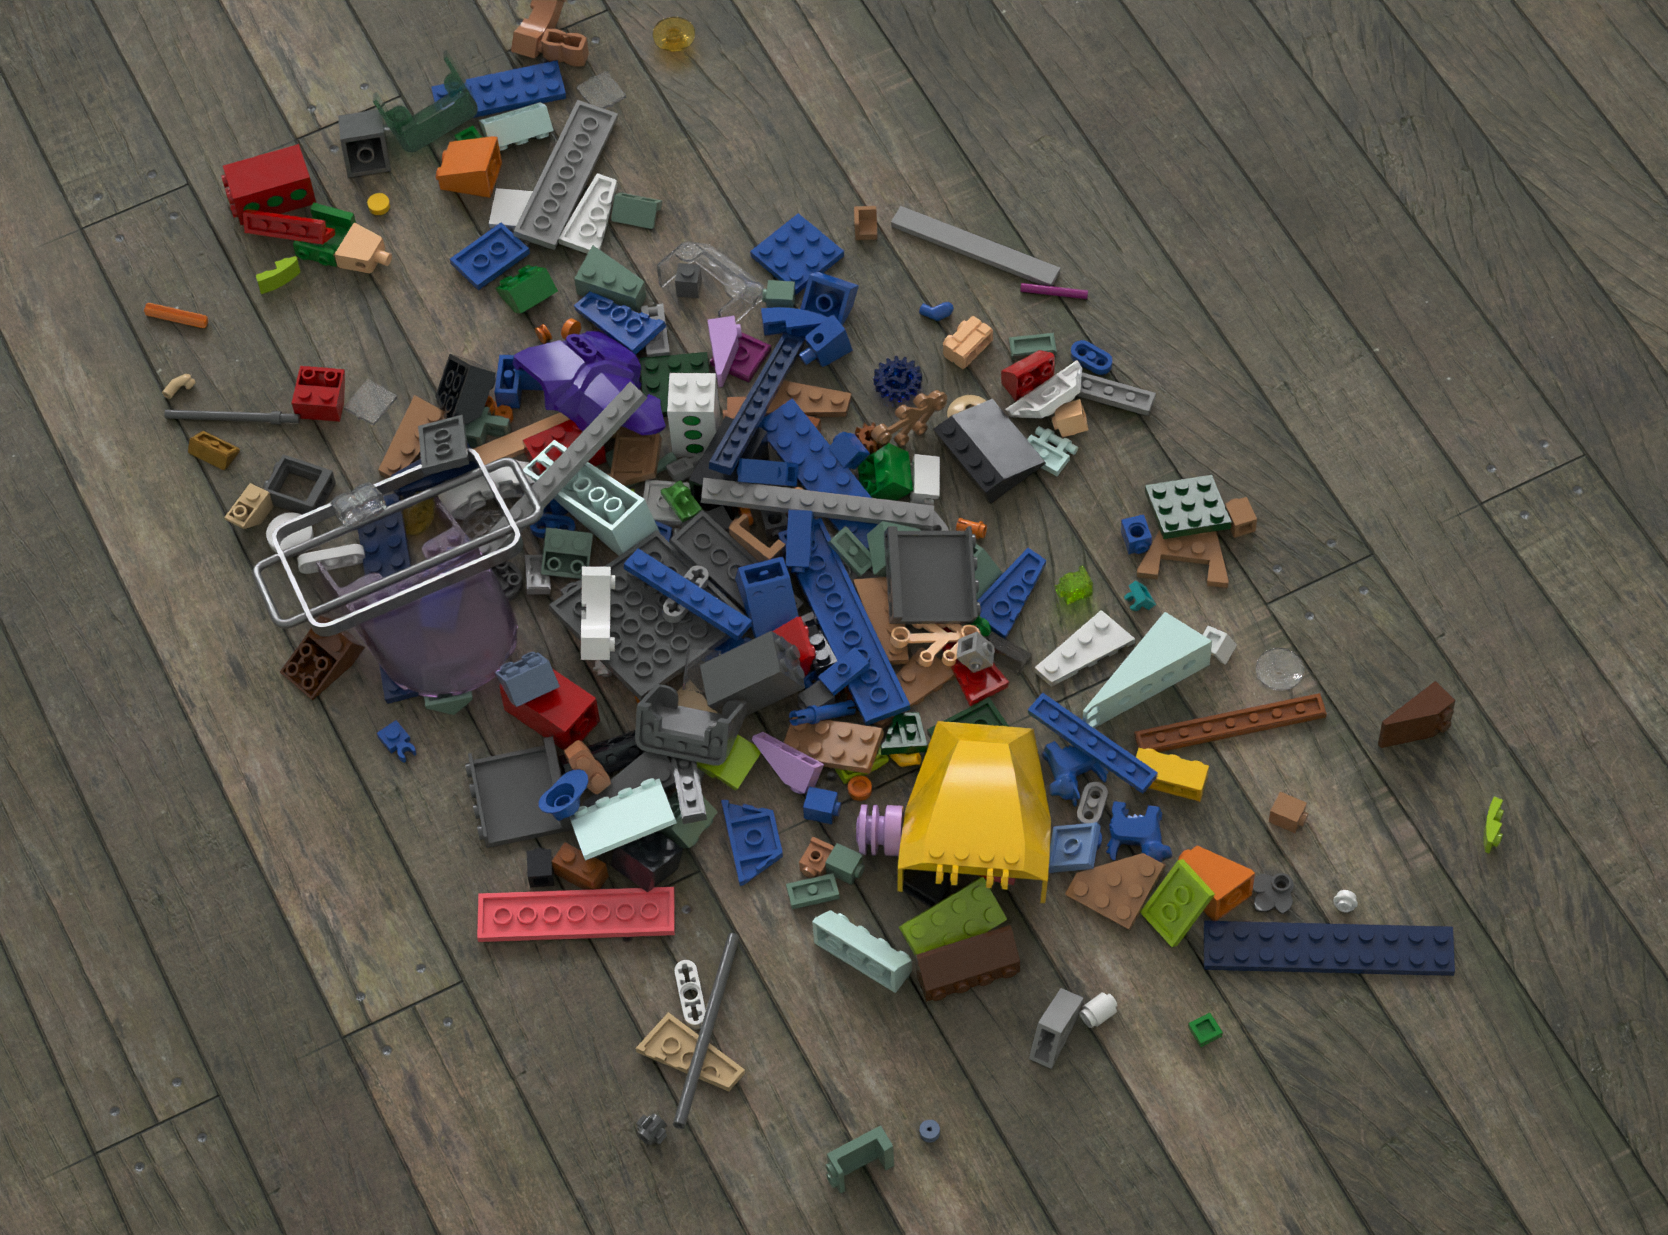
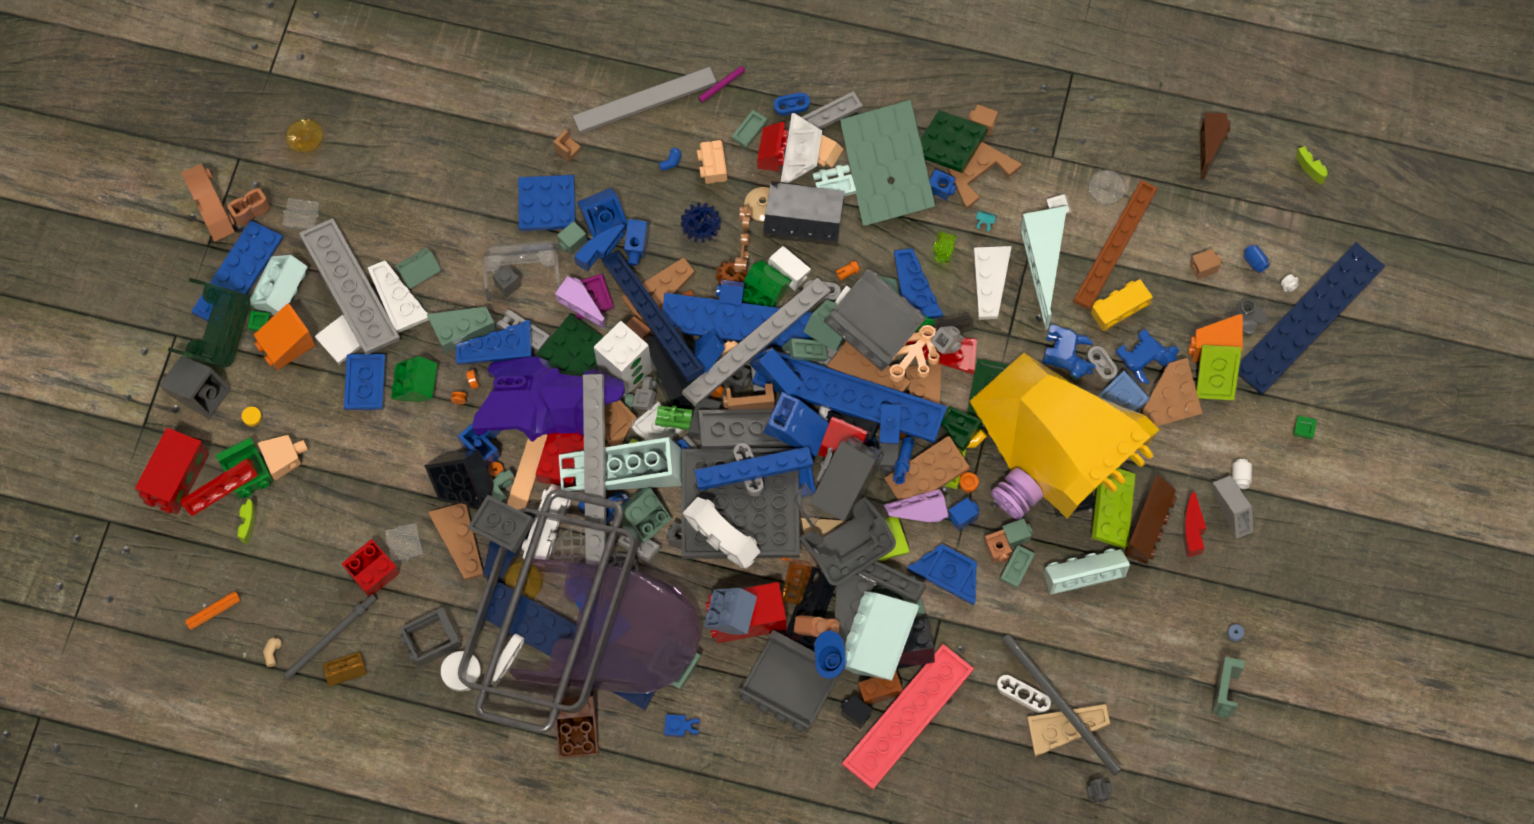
camera: 50 degrees left, 10 degrees up
(250, 507) = (419, 680): tan slope -> none
(355, 506) = (498, 611): clear brick -> none
(619, 723) = (803, 580): none -> clear orange slope
(1000, 1008) = (1193, 527): none -> red slope
(1092, 743) = (1069, 328): blue plate -> none
(1111, 474) = (882, 147): none -> sand green piece
(1340, 852) = (1256, 258): none -> blue brick

